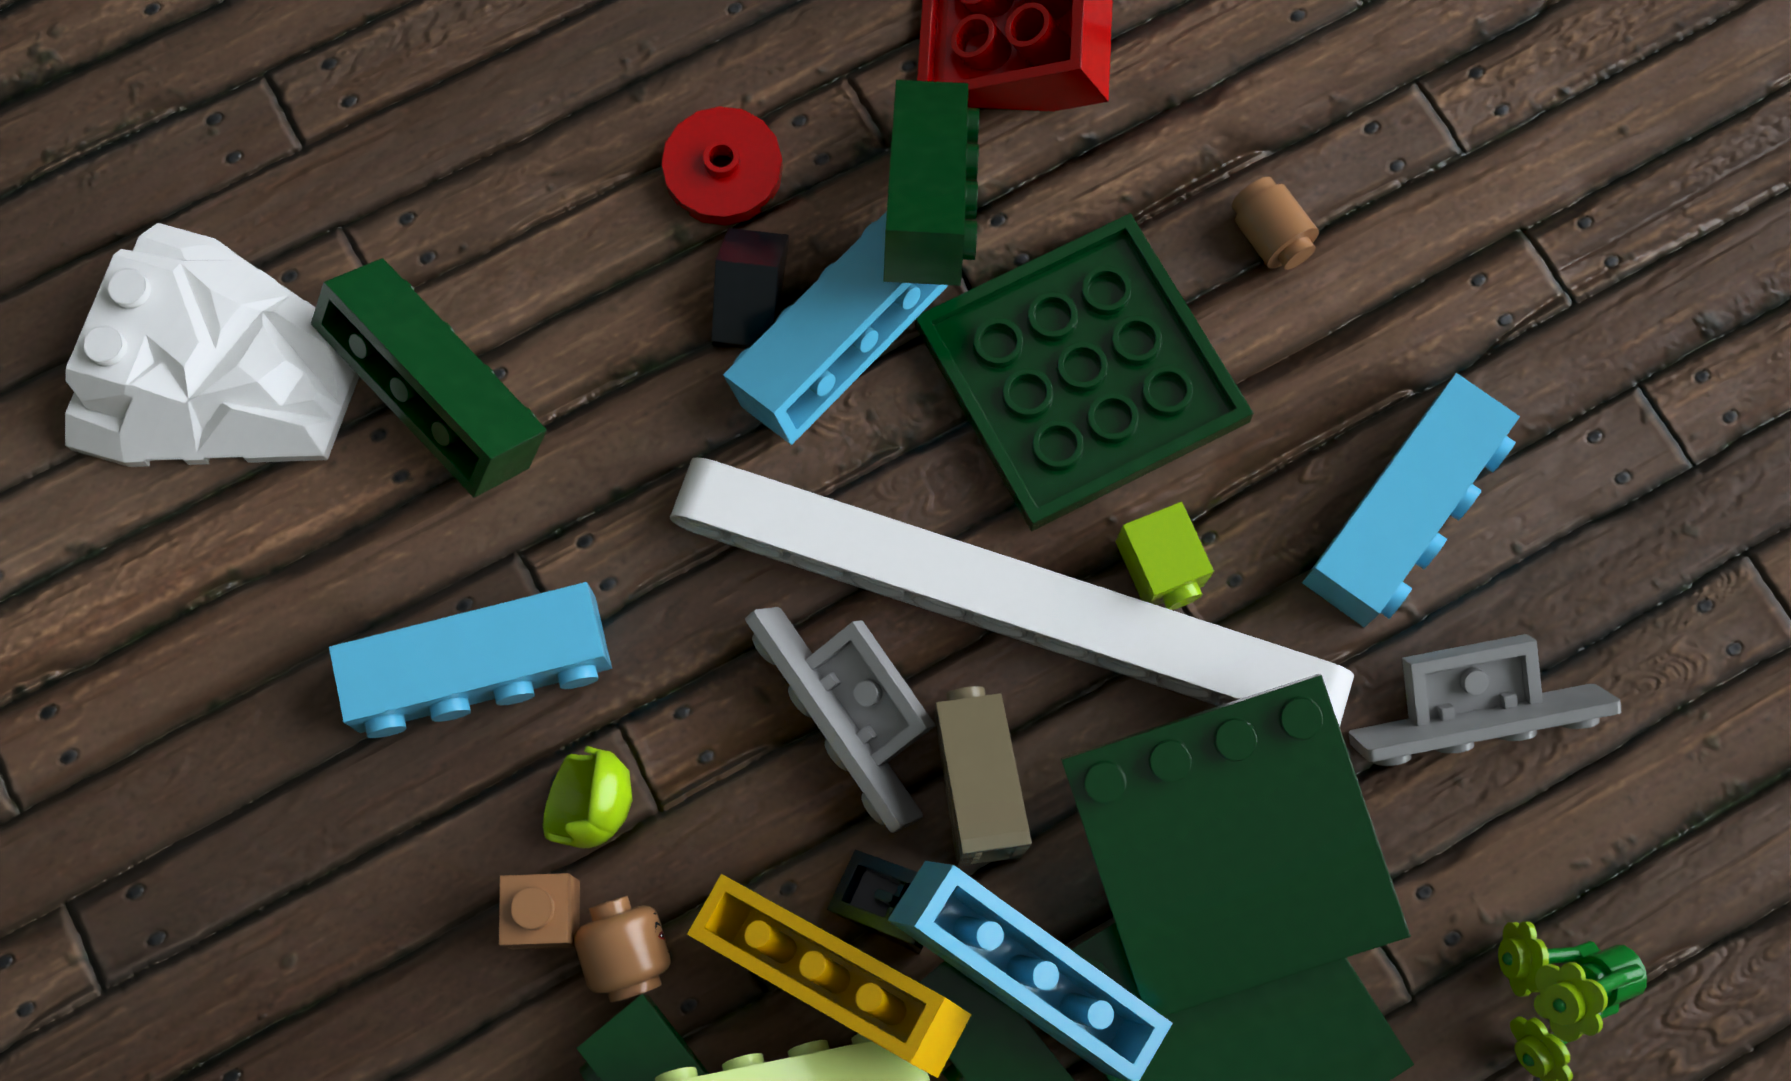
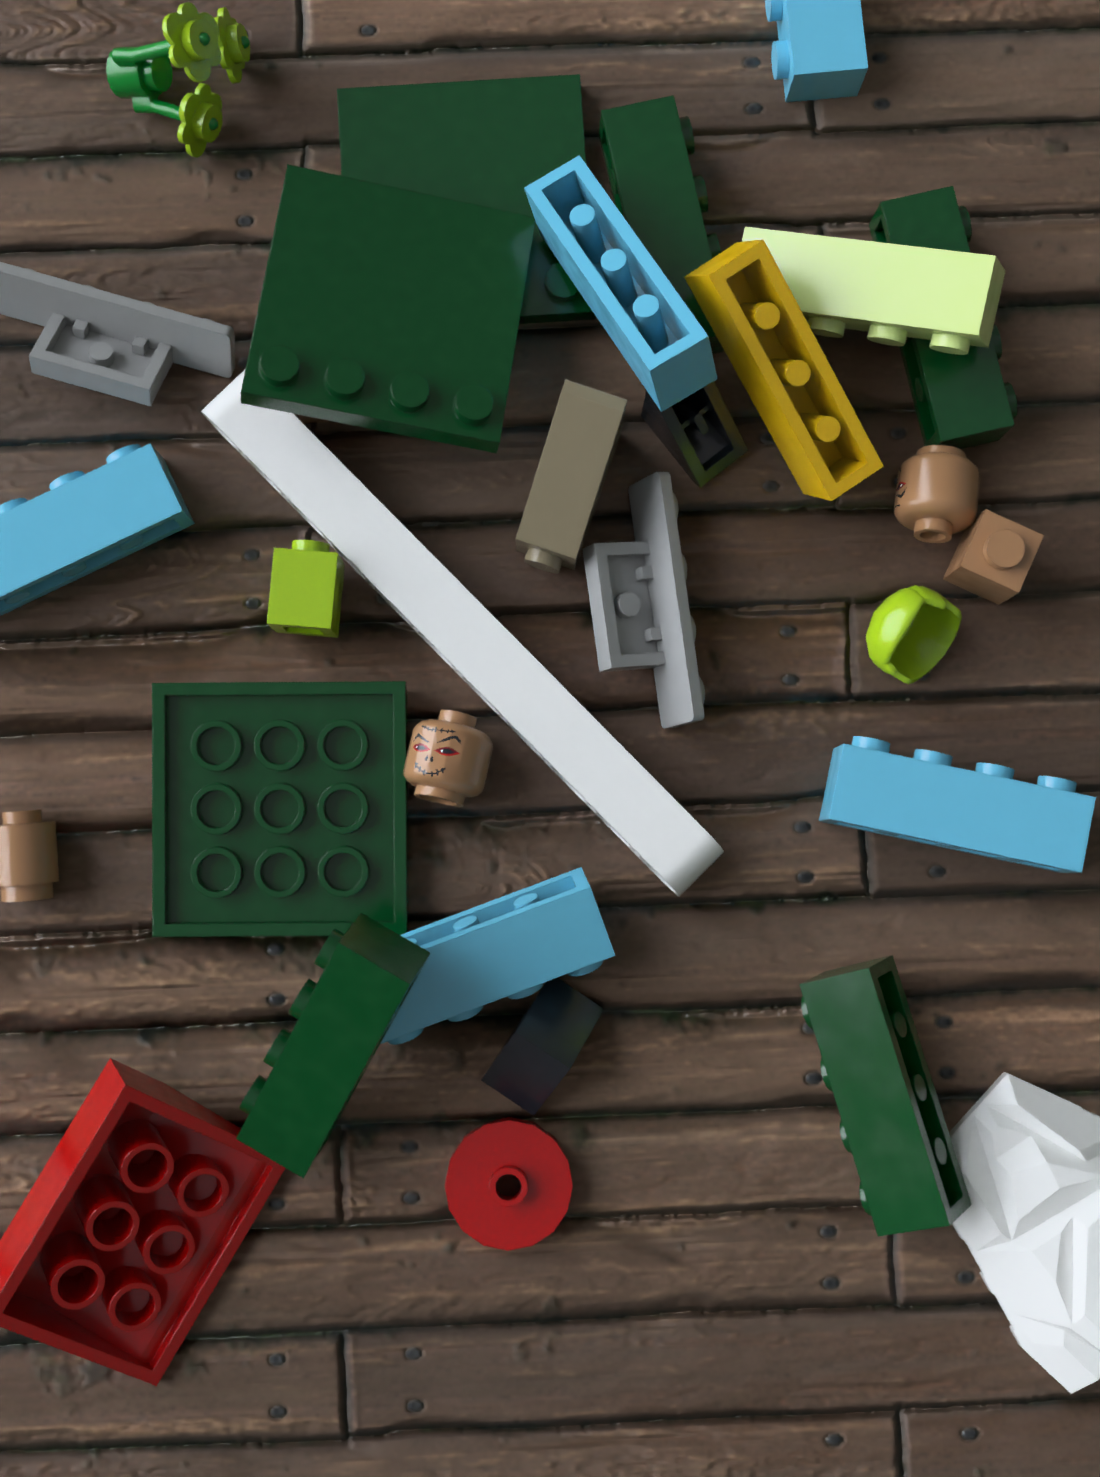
camera: 155 degrees left, 10 degrees up
(957, 475) = (448, 759): none -> medium nougat head

